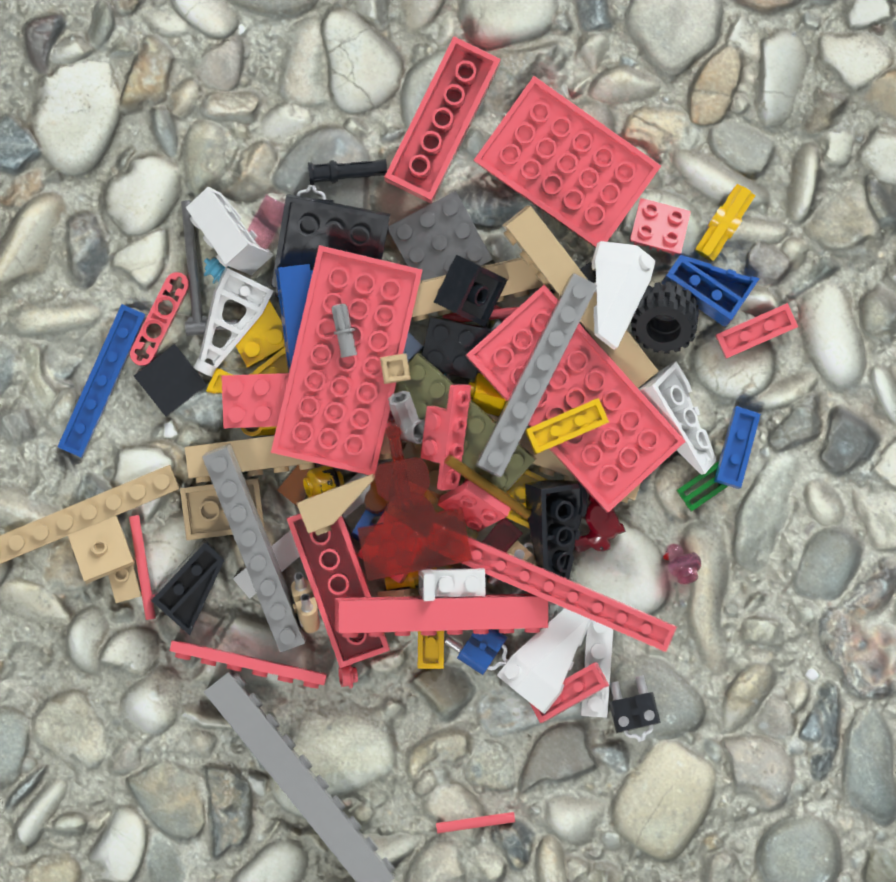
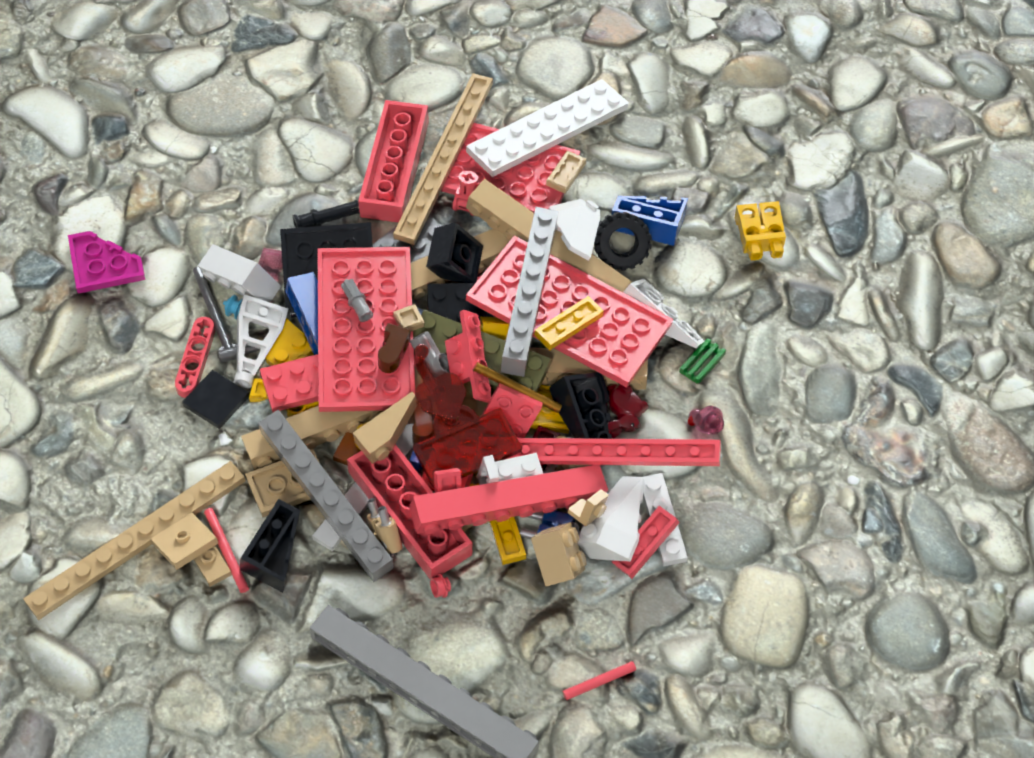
camera: 15 degrees left, 30 degrees down
(81, 164) = (102, 263): none -> dark pink plate
(102, 381) = (154, 414): blue plate -> none
(259, 666) = (354, 597): coral plate -> none
(362, 415) = (396, 344): none -> reddish brown leg
(381, 585) = (447, 480): none -> coral plate
(472, 690) = (559, 553): none -> tan brick
(500, 134) = (442, 159): none -> tan plate
(510, 196) = (464, 191): none -> coral connector
(517, 652) = (589, 510): none -> tan bracket
(633, 197) = (566, 172): none -> tan plate
(634, 121) = (546, 128): none -> white plate
(634, 711) = (709, 546): black piece -> none
(660, 226) = (596, 190): coral hinge -> none
(725, 222) = (646, 172): yellow piece -> none
(737, 447) = (718, 322): blue plate -> none
(756, 331) = (700, 241): coral plate -> none
(828, 345) = (761, 230): none -> yellow hips

